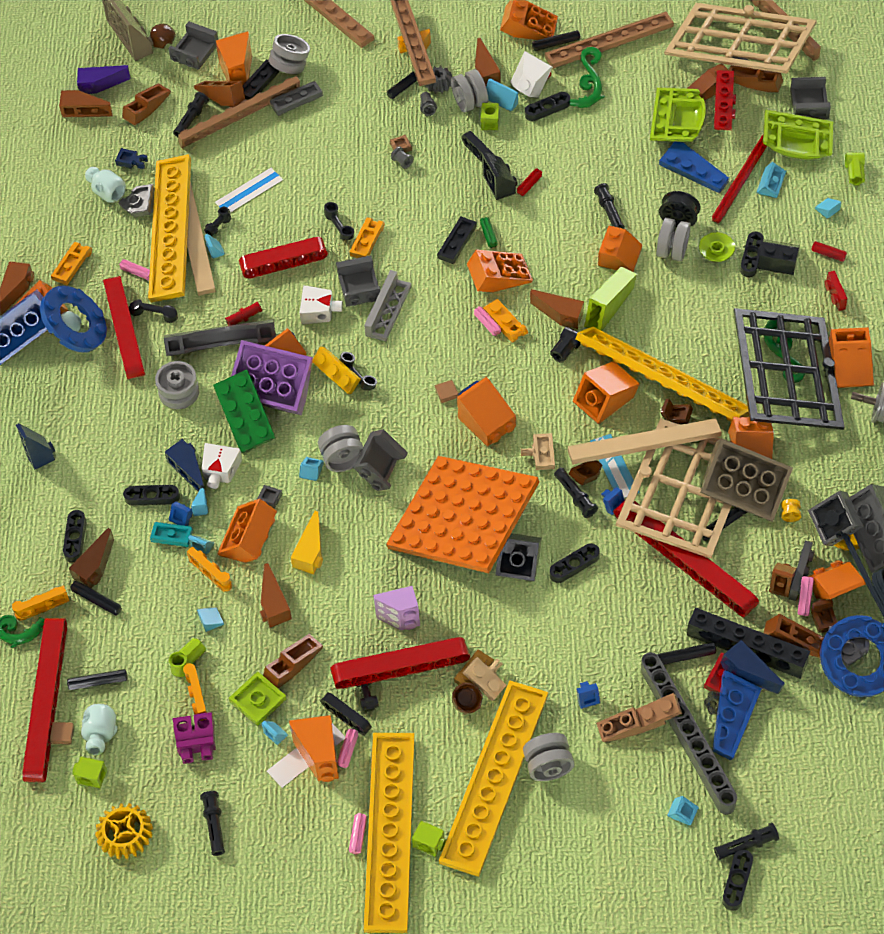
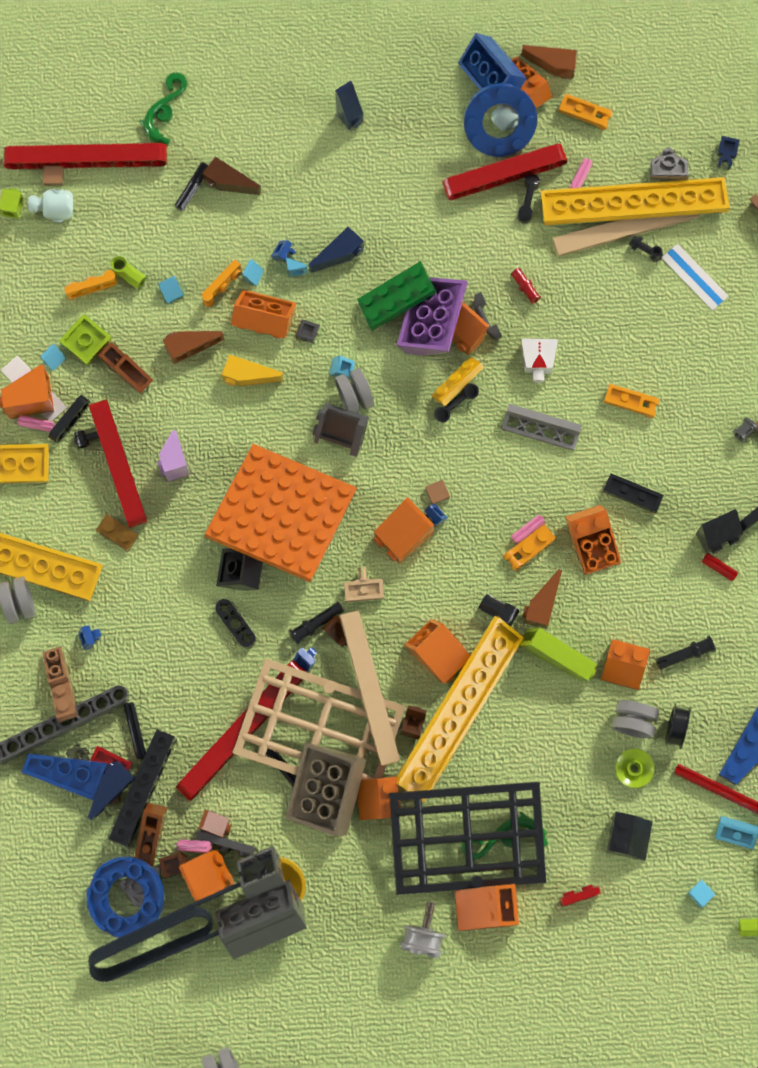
camera: 85 degrees right, 20 degrees up
(40, 603) = (183, 137): light orange plate -> none
(70, 529) = (254, 152): black beam -> none
(97, 679) = (106, 198): black axle -> none
(106, 184) = (687, 130): light aqua piece -> none
(157, 500) = (301, 216): black beam -> none
(171, 534) = (261, 244): teal plate -> none
(177, 385) = (431, 230): light grey wheel -> none
(197, 739) = (46, 288): magenta hips -> none
(214, 246) = (613, 248): medium azure slope -> none
(220, 336) = (499, 297): dark grey arch -> none
(220, 464) = (340, 280): white torso -> none
(283, 257) = (600, 318): red beam -> none
(331, 213) = (665, 362): black bar -> none
(358, 281) = (572, 396): dark grey panel -> none
(467, 698) = (81, 526): reddish brown hair -> none
(485, 677) = (104, 542): tan plate -> none
(488, 232) = (647, 526): green axle -> none
(616, 471) = (342, 667): medium azure sticker -> none
(751, 248) = (616, 799): black beam -> none
(791, 510) = (296, 836): yellow wheel -> none
(829, 251) = (638, 892): red axle -> none

